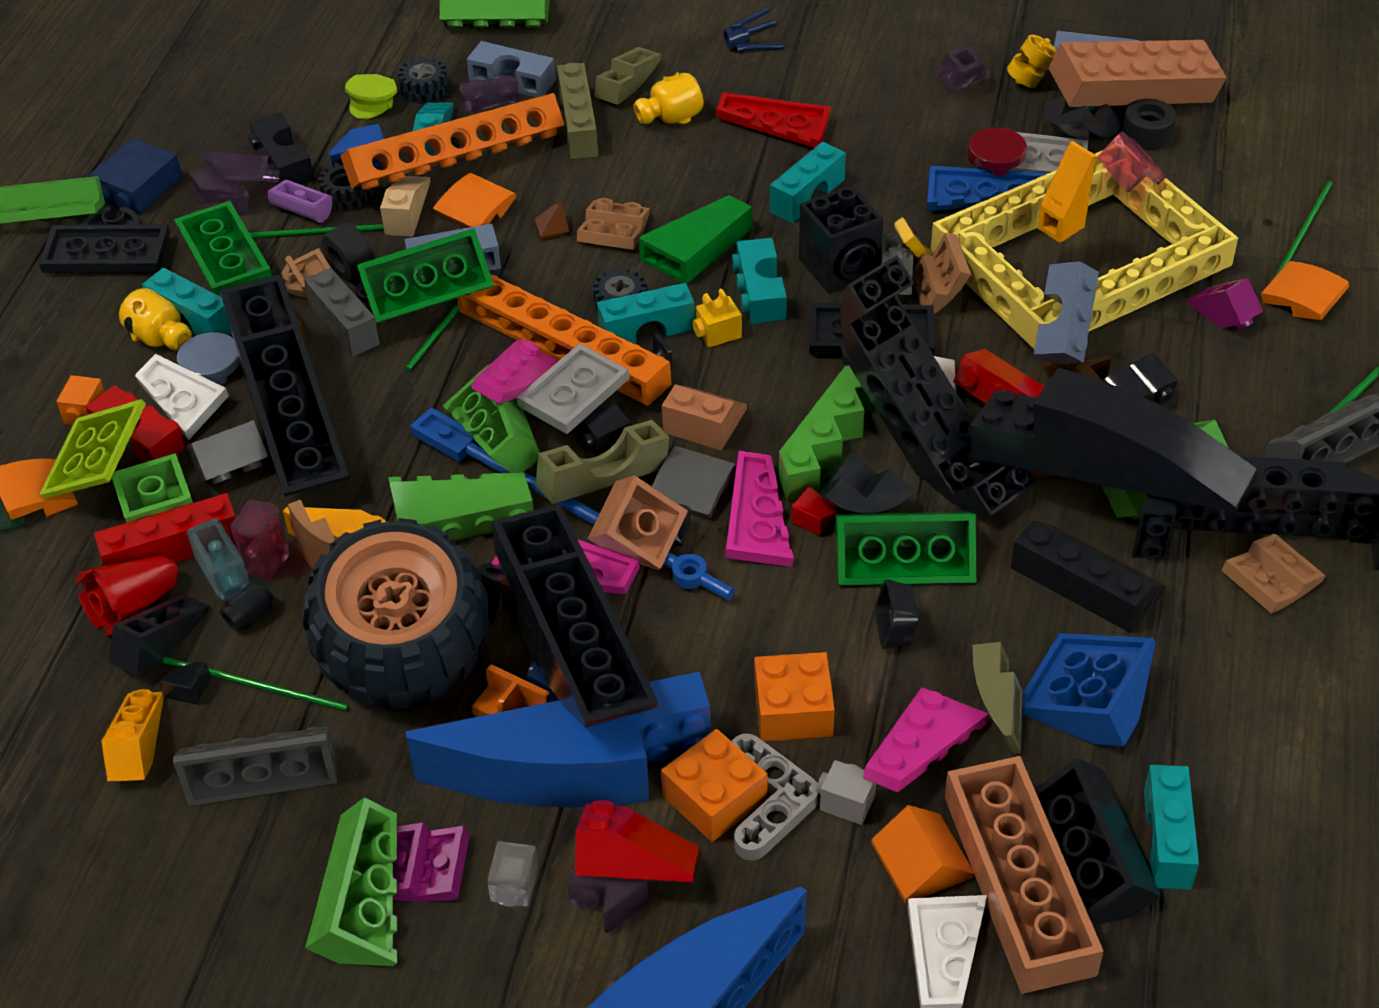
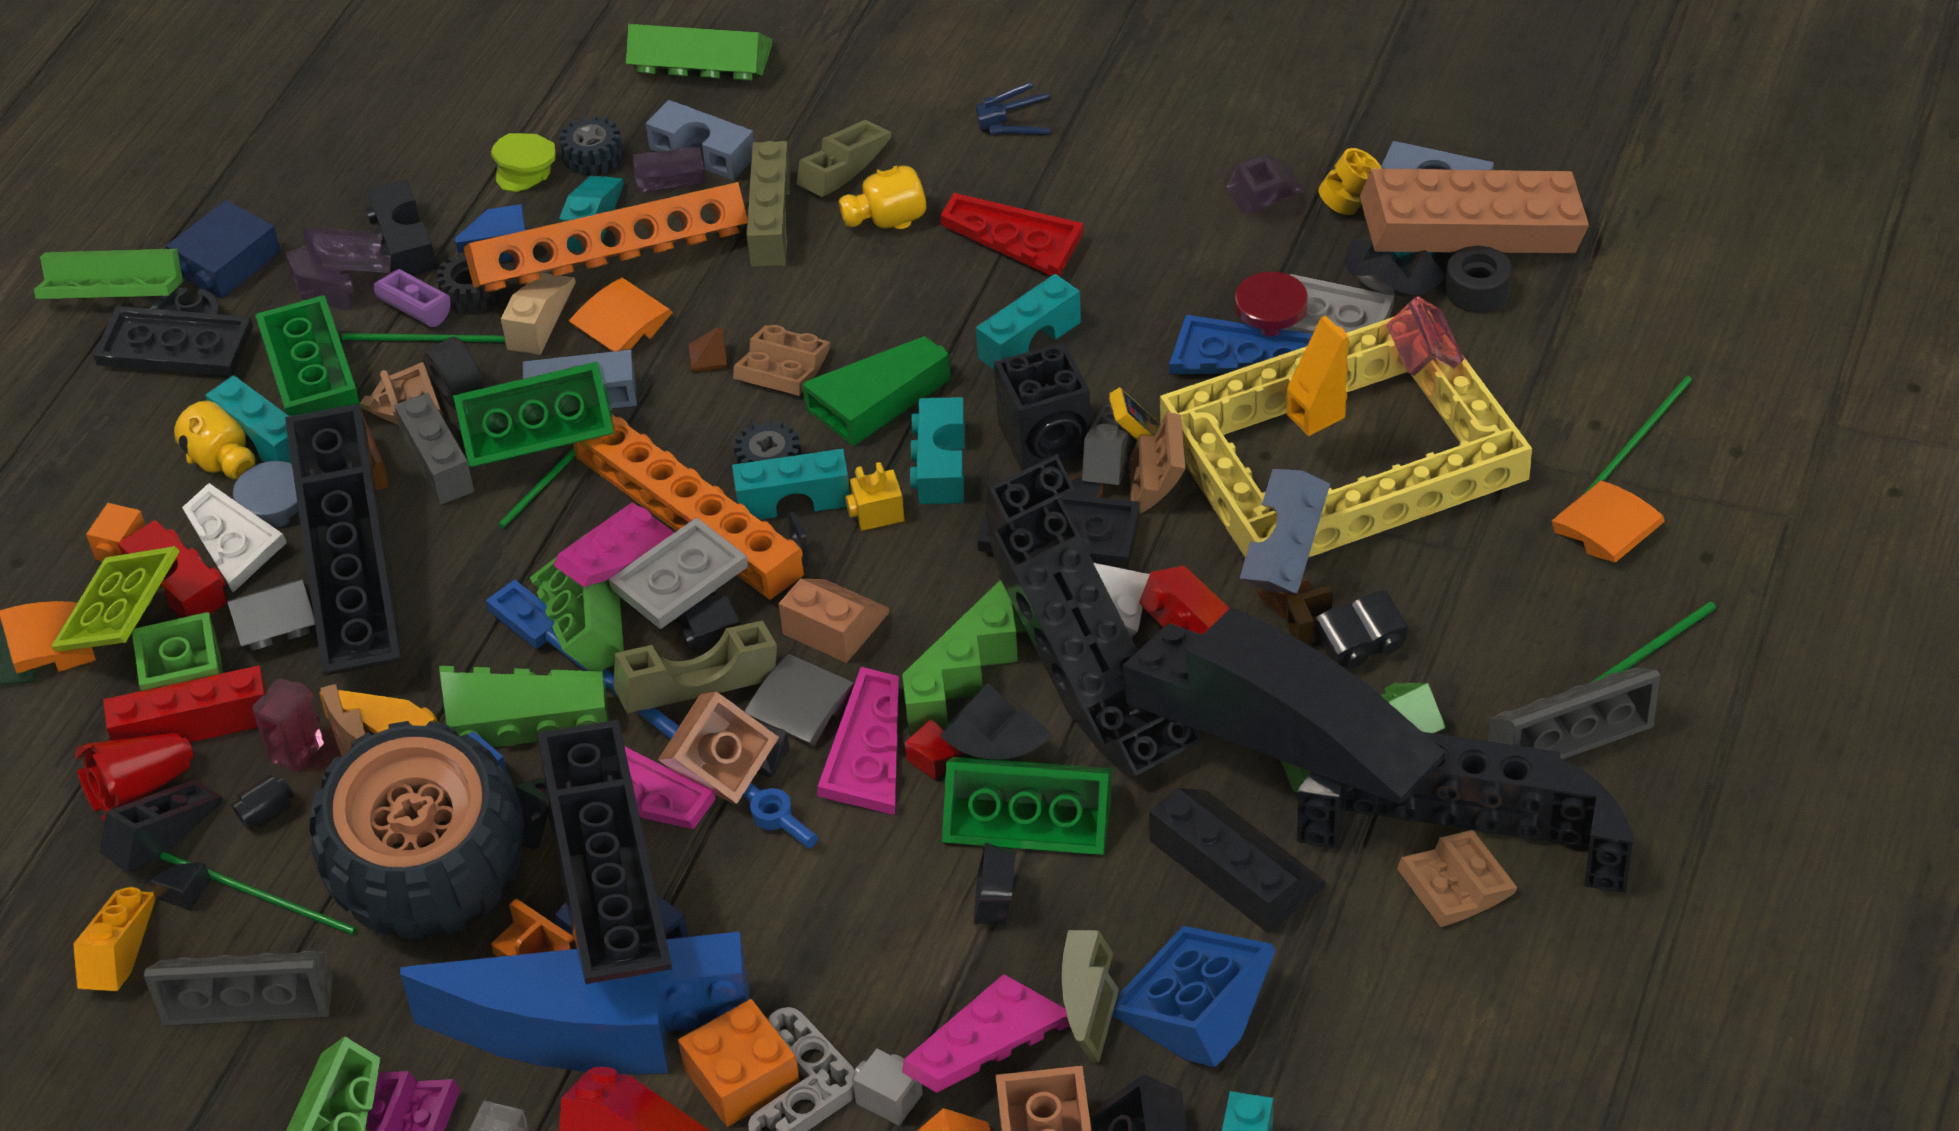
camera: 10 degrees right, 0 degrees up
(218, 558) = (238, 742): clear light blue brick -> none
(794, 696) = (852, 970): orange brick -> none
(1228, 304) = (1503, 532): magenta slope -> none

